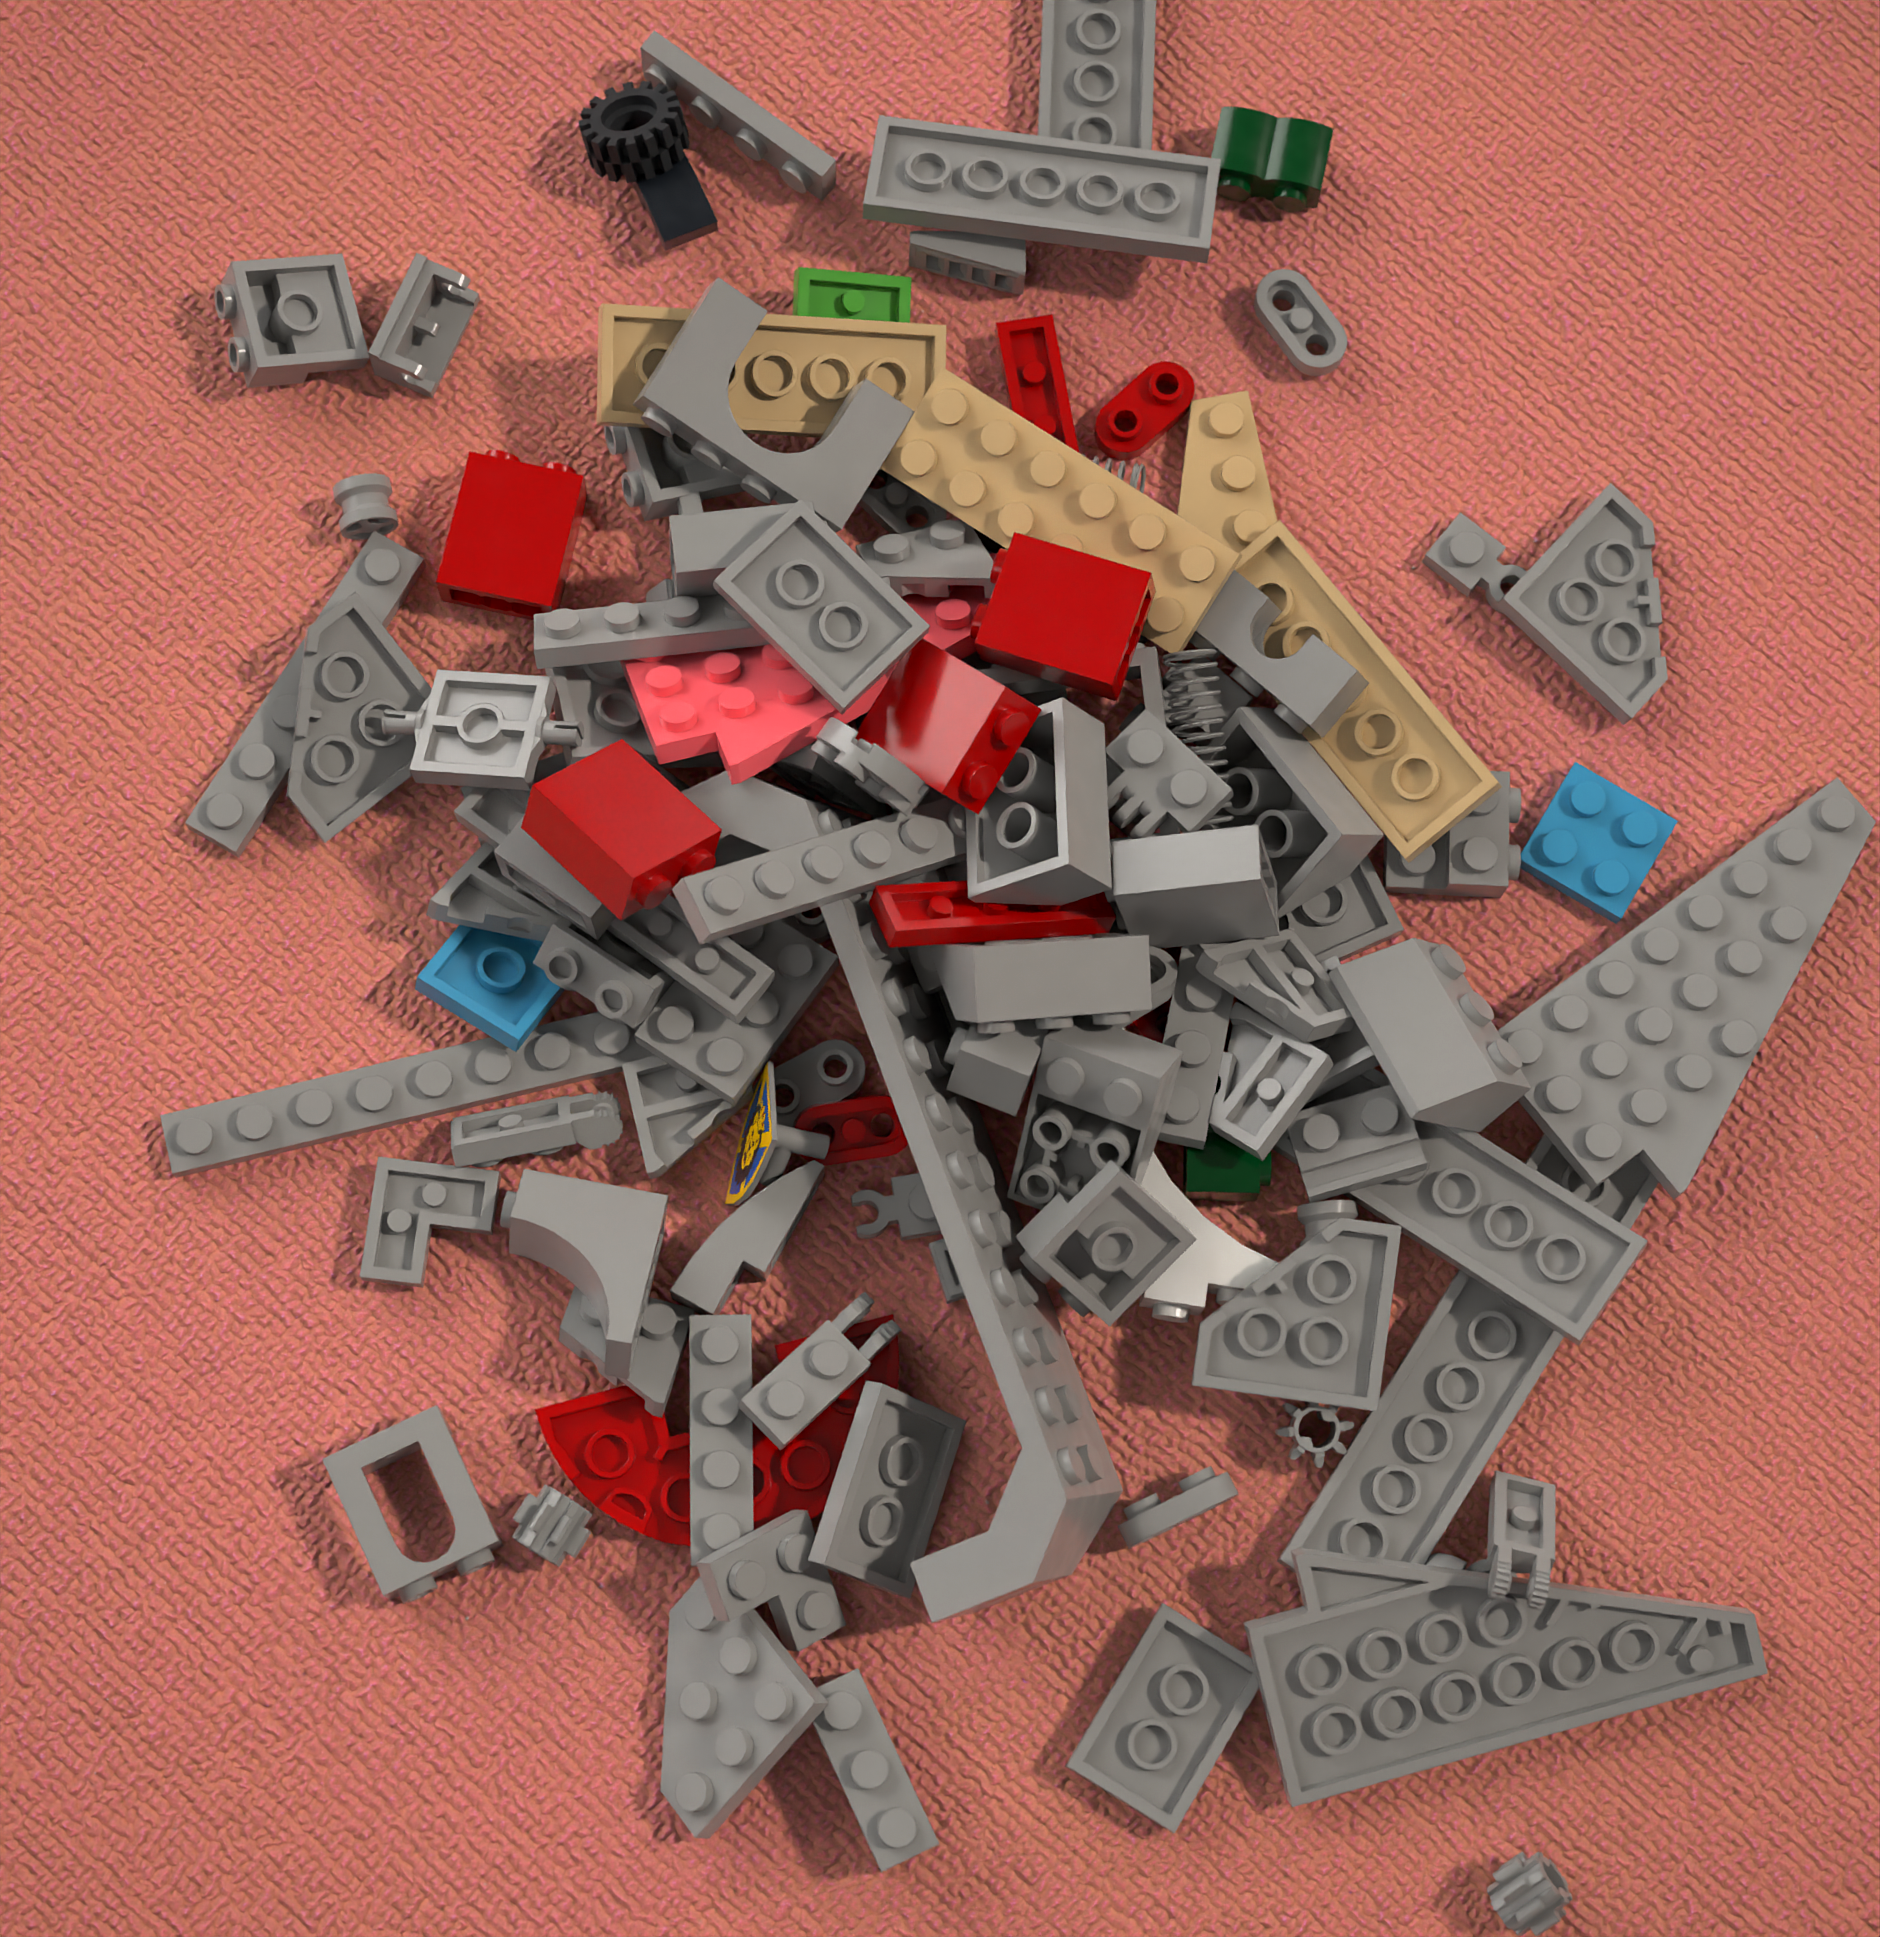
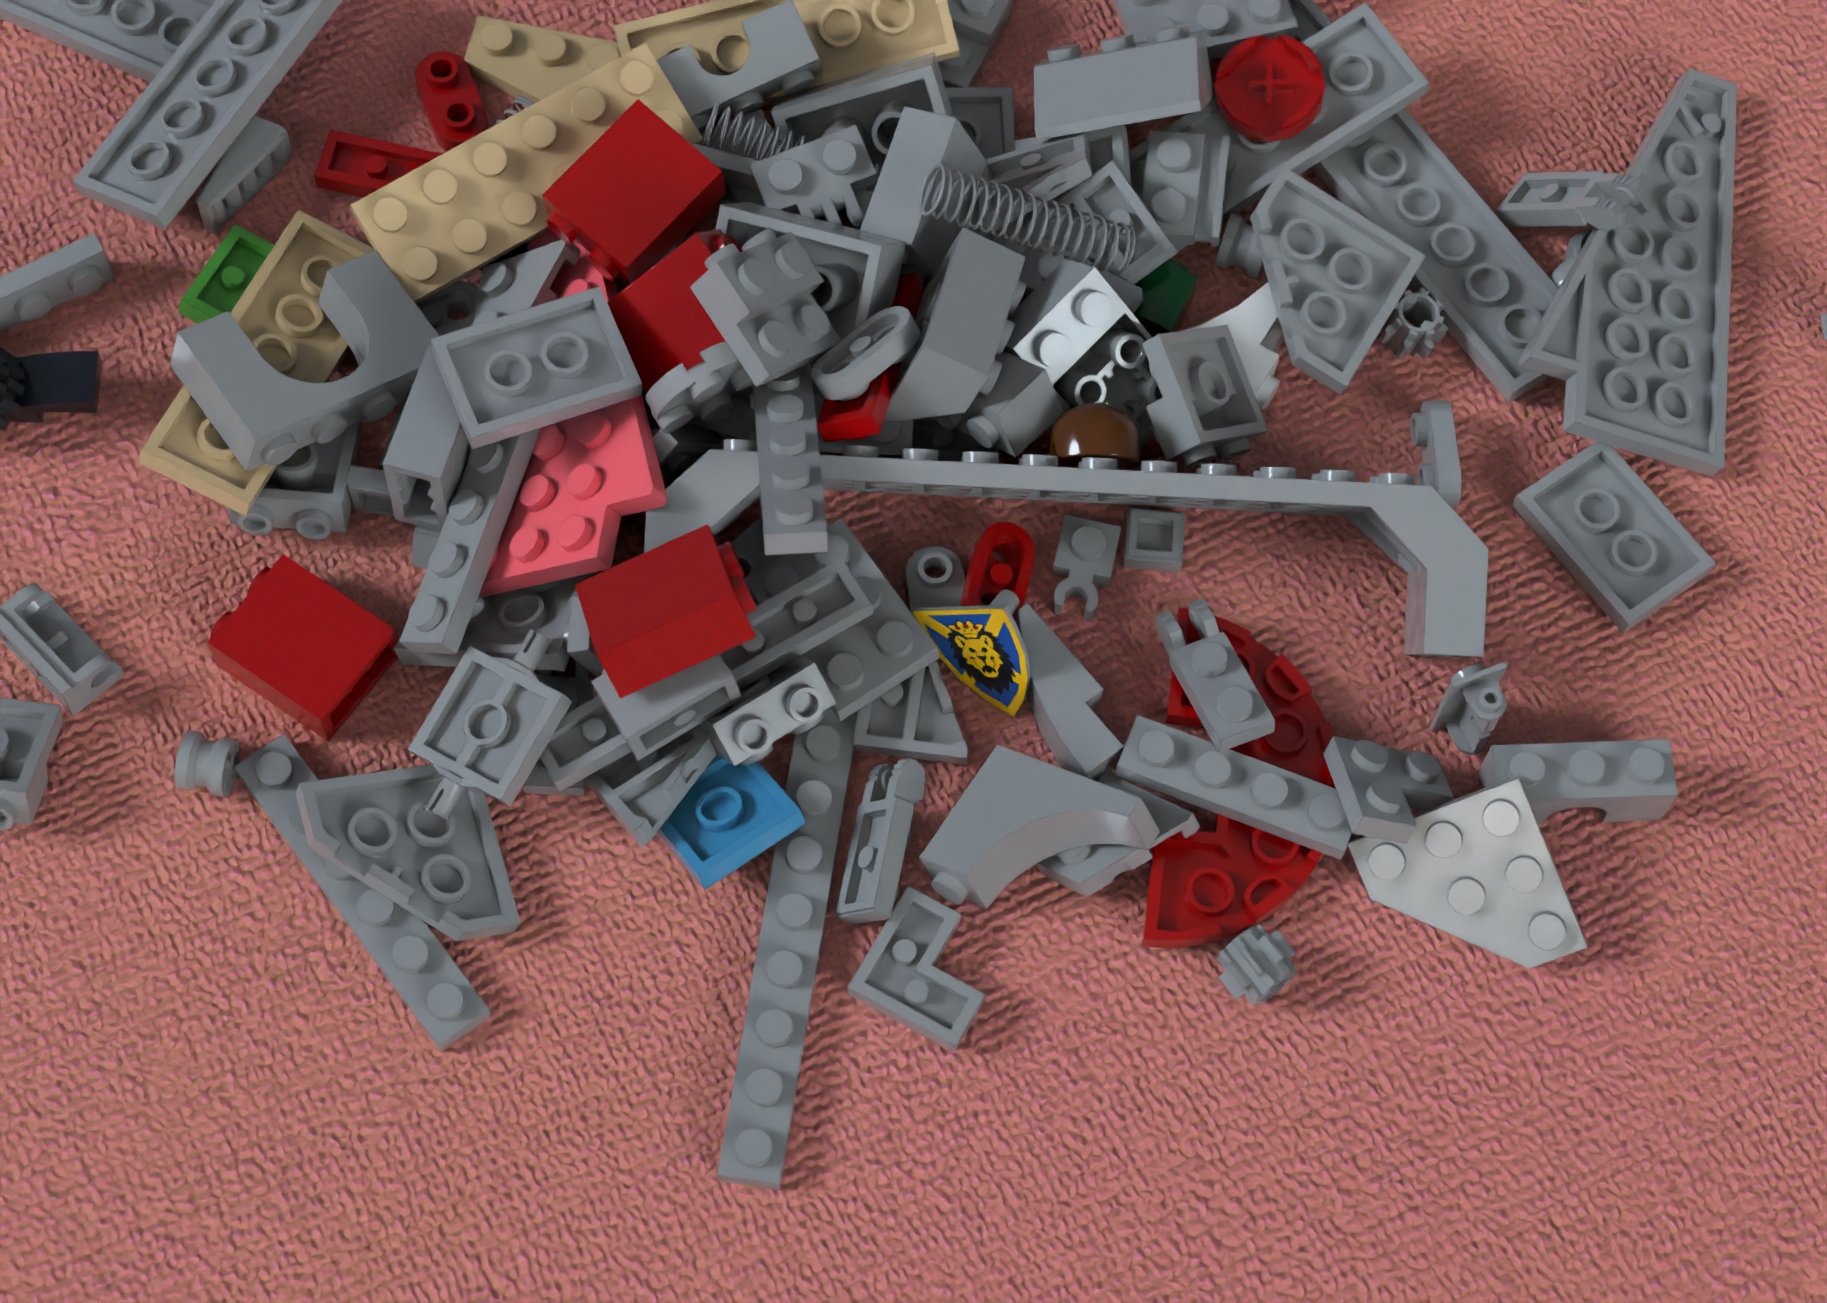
camera: 65 degrees left, 10 degrees down
(474, 1531) = (1241, 1116): light grey panel -> none
(887, 1489) = (1336, 668): light grey plate -> none
(896, 1636) = (1472, 707): none -> light grey hinge
(960, 787) = (766, 305): none -> light grey plate
(963, 899) = (865, 353): none -> light grey plate
(996, 1156) = (1095, 432): none -> reddish brown hair
(1206, 991) = (1115, 242): none -> light grey piece
(1502, 1181) = (1269, 88): none -> red tile

